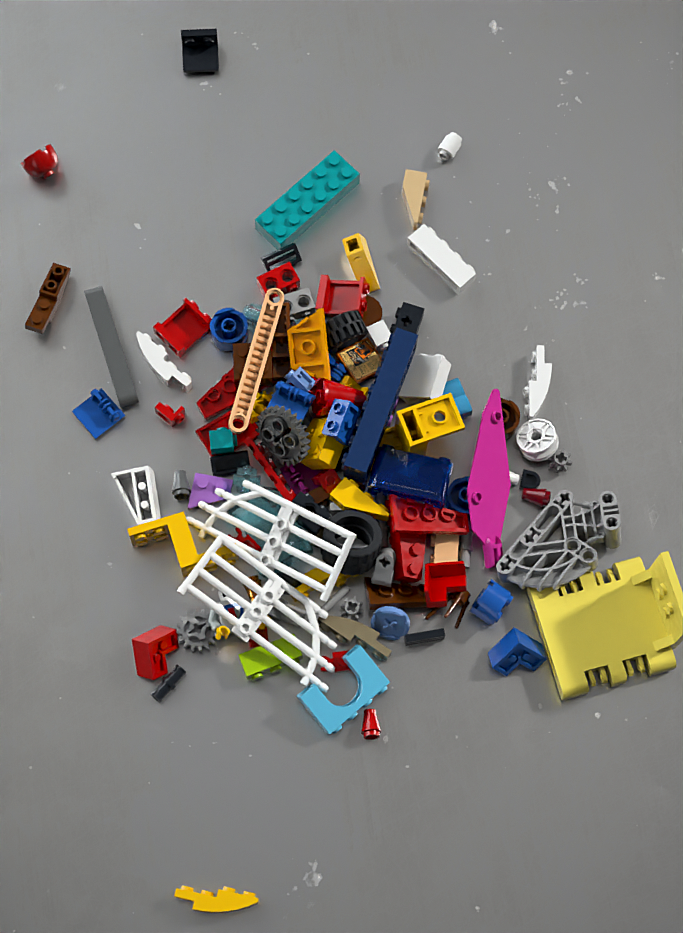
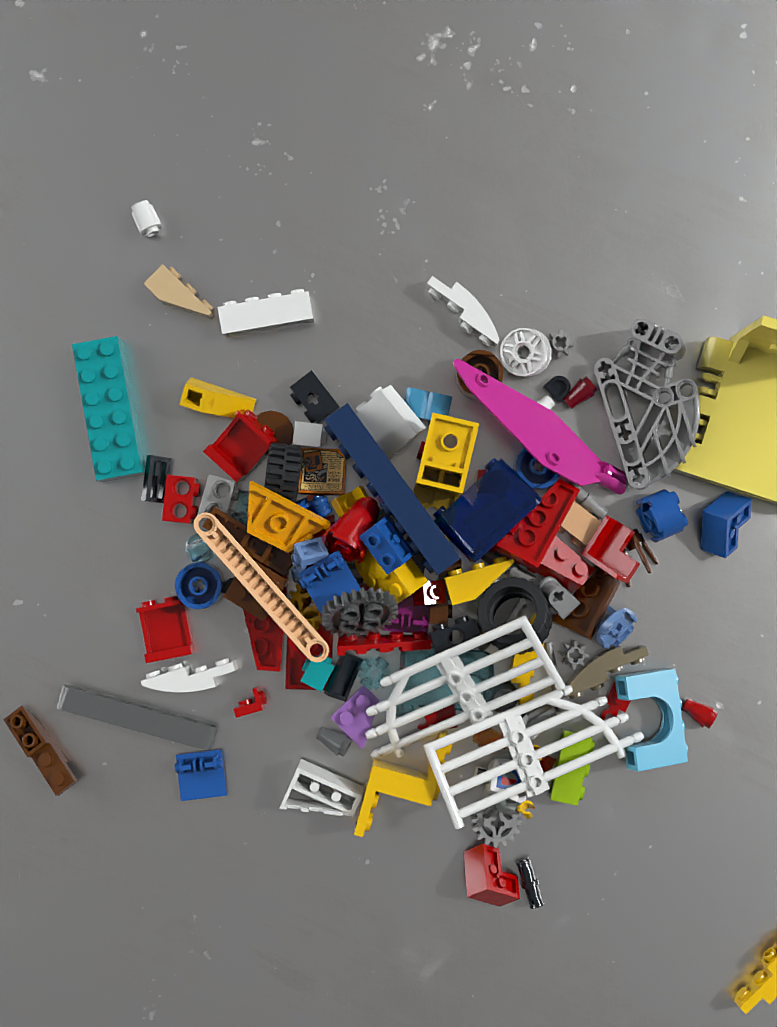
camera: 50 degrees left, 15 degrees up
(424, 637) = (649, 601): black tile -> none

